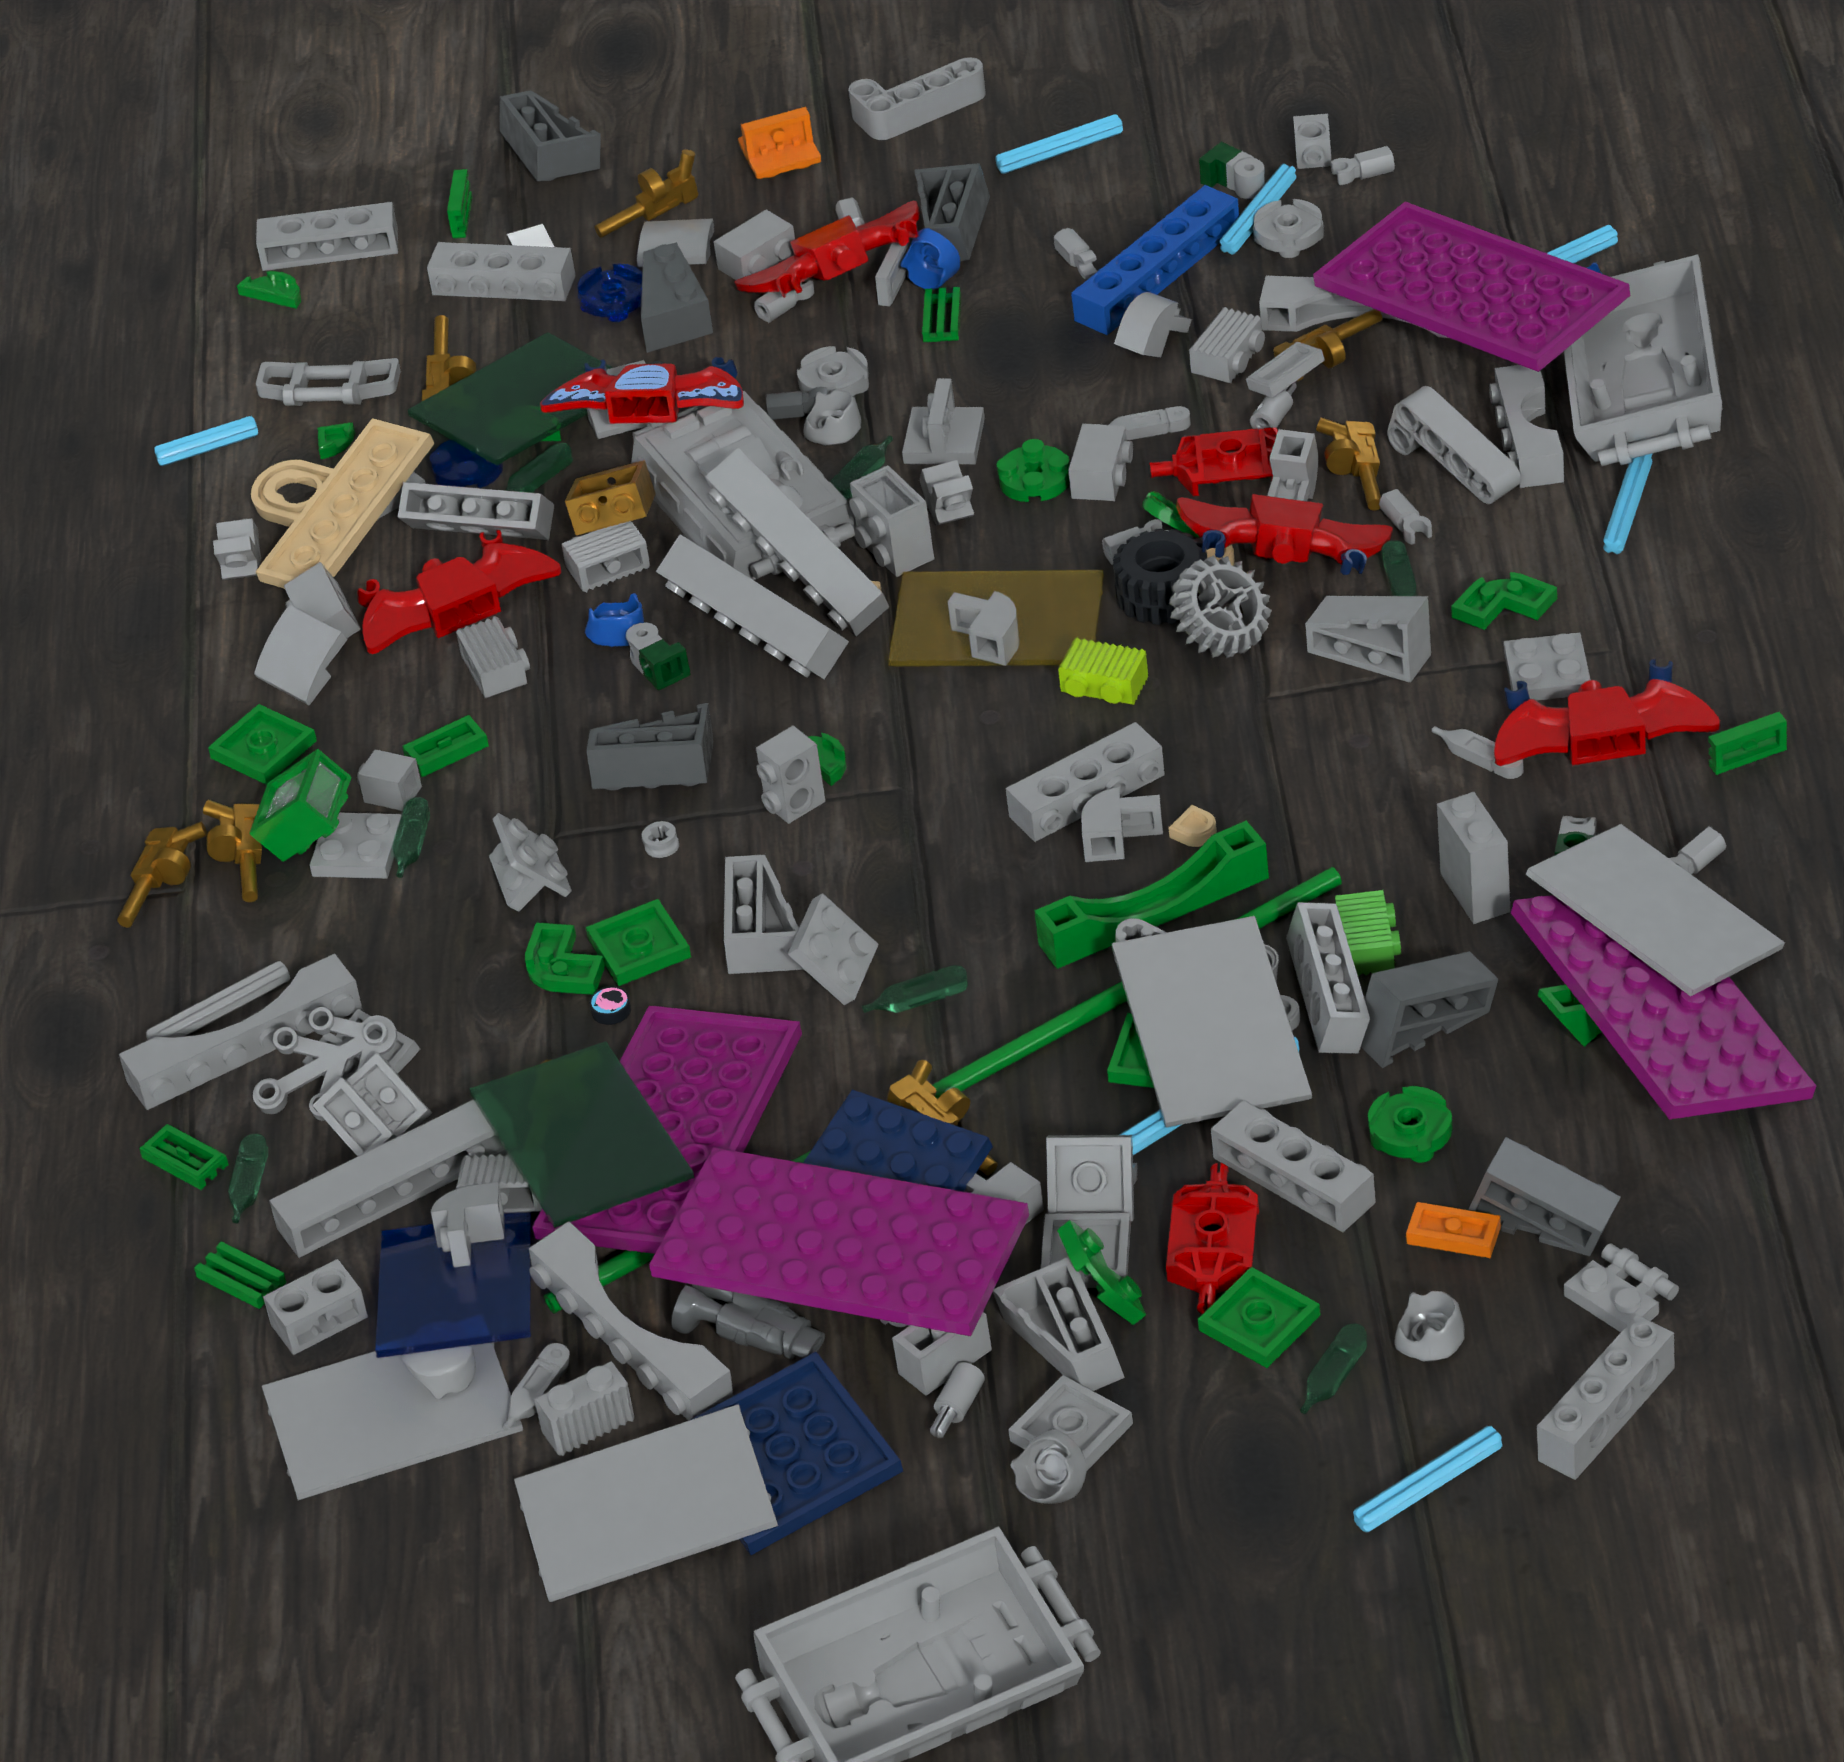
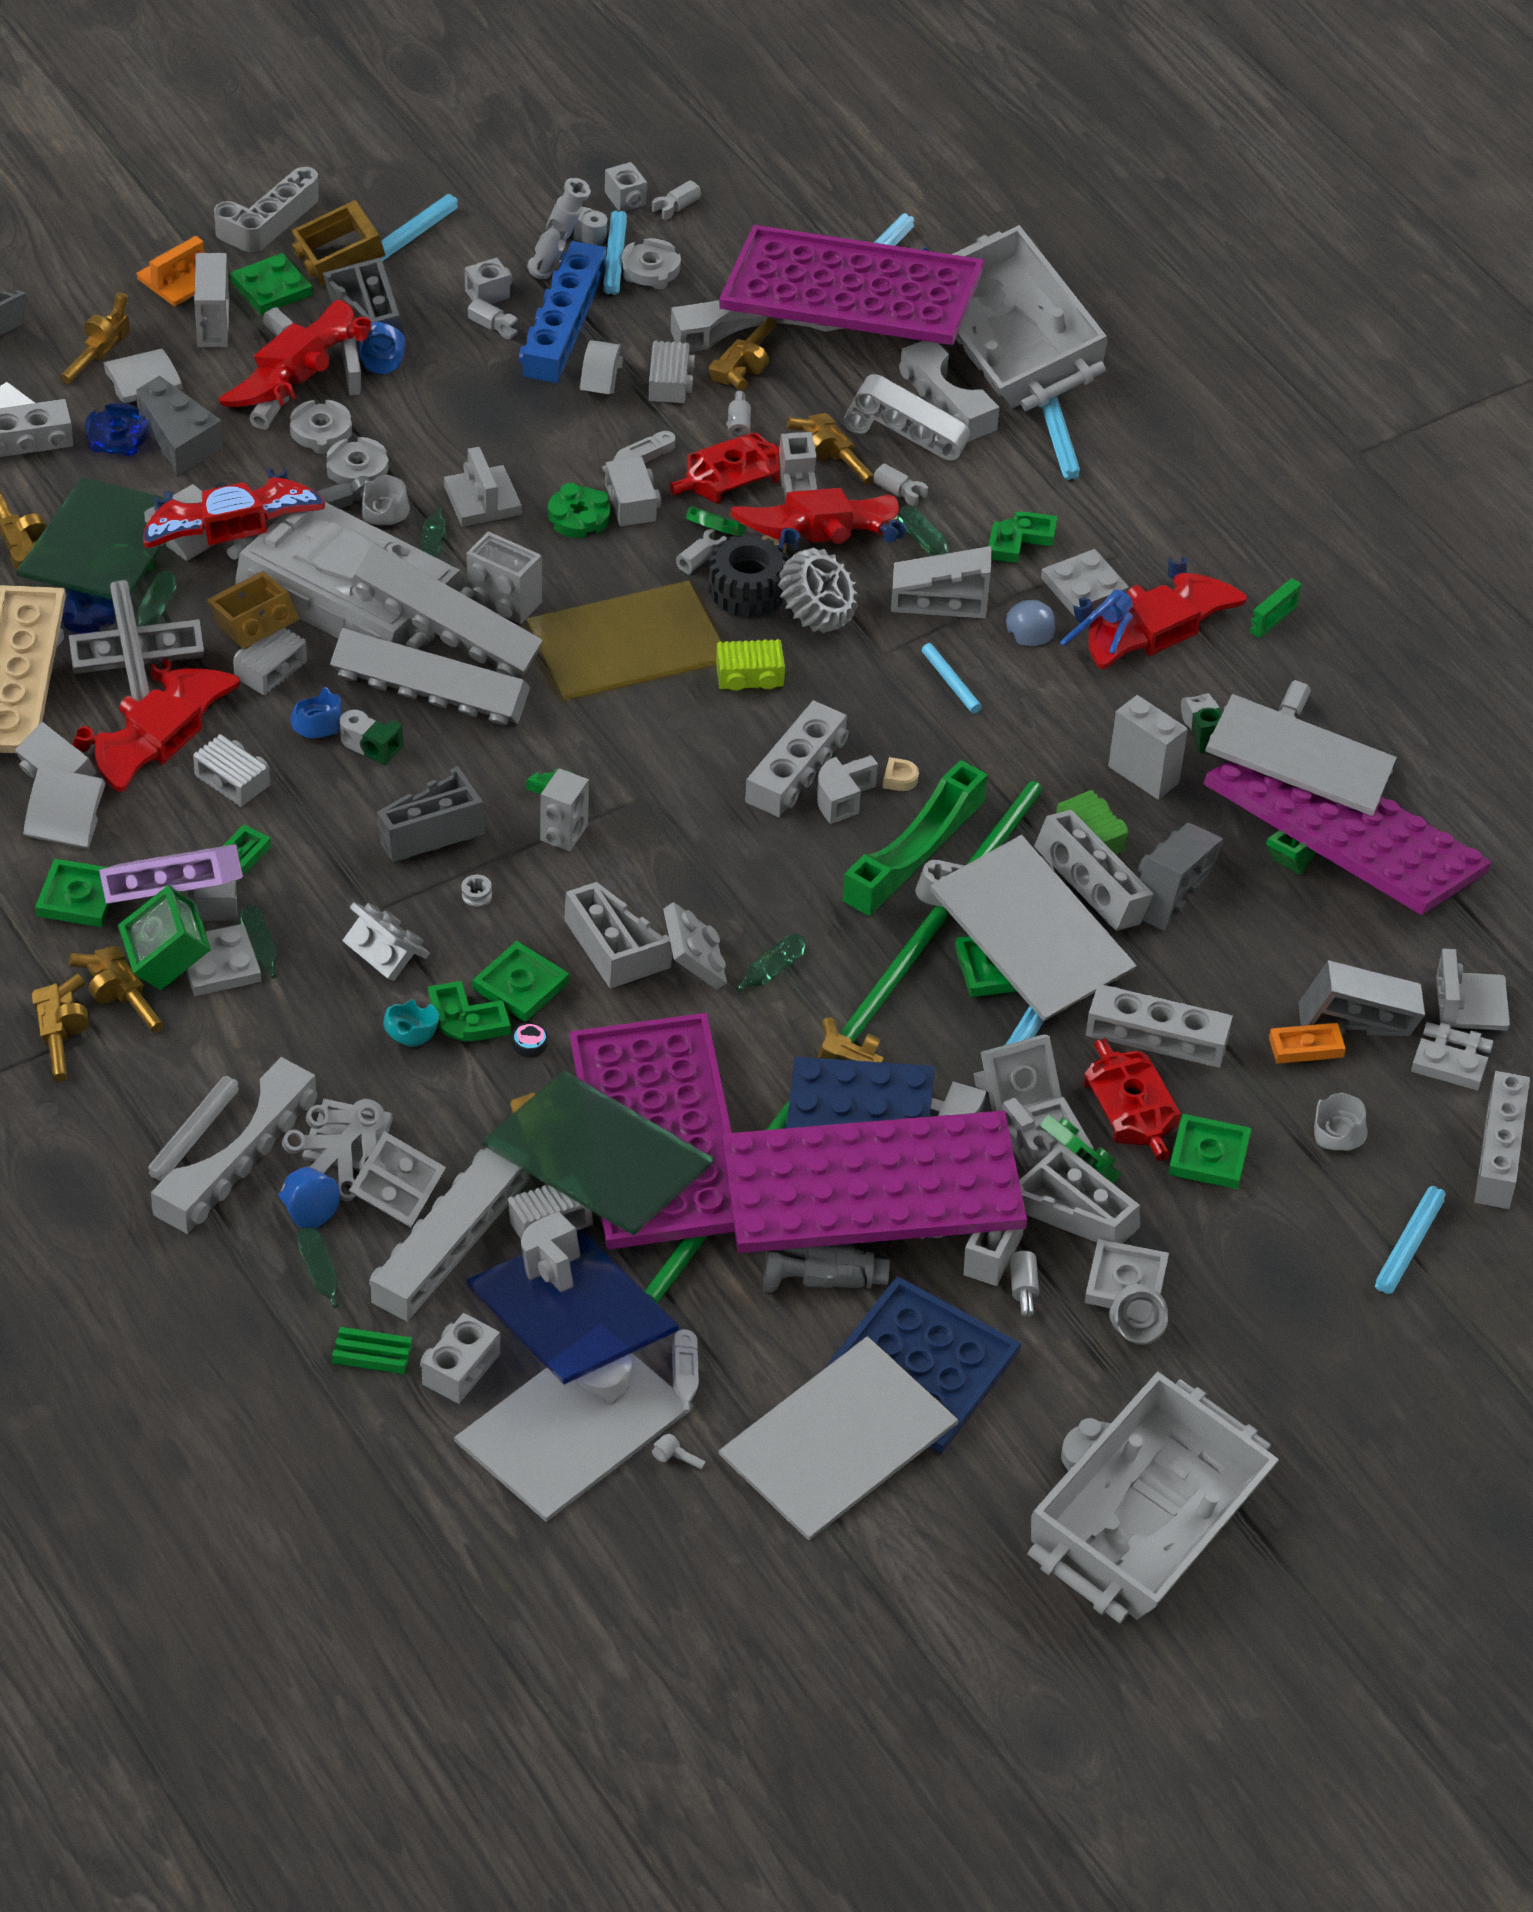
camera: 35 degrees left, 5 degrees up
(178, 1161) = (251, 1269): green tile -> none
(273, 1103) = (310, 1197): none -> blue hair
(342, 740) = (179, 871): none -> lavender brick
(458, 495) = (129, 639): none -> light grey axle
(462, 1460) = (669, 1446): none -> light grey hand
(493, 955) = (410, 1024): none -> teal hair
(584, 1408) = (743, 1375): light grey brick -> none
(681, 1372) = (800, 1324): light grey arch -> none
(754, 245) = (219, 366): light grey brick -> none
(788, 152) = (211, 300): none -> light grey window
(837, 322) = (317, 437): none -> light grey plate
(872, 173) = (271, 283): none -> green plate
(941, 299) = (406, 378): green tile -> none
(947, 492) = (528, 536): light grey brick -> none
(955, 127) = (330, 227): none -> pearl gold window
(989, 623) = (640, 643): light grey brick -> none
(1049, 1222) = (1021, 1129): none -> light grey plate
(1095, 213) = (488, 281): none -> light grey brick
(1179, 161) = (559, 228): none -> light grey piece
(1285, 369) = (736, 383): light grey tile -> none
(1323, 737) = (951, 678): none -> medium azure bar
(1335, 1365) = (1285, 1171): clear green piece -> none
(1410, 1141) = (1221, 984): green plate -> none
(1452, 697) = (1031, 622): none -> sand blue hair
(1478, 751) = (1075, 661): light grey piece -> none
(1539, 697) = (1113, 609): none -> blue plant
(1678, 1229) = (1470, 998): none -> light grey bracket

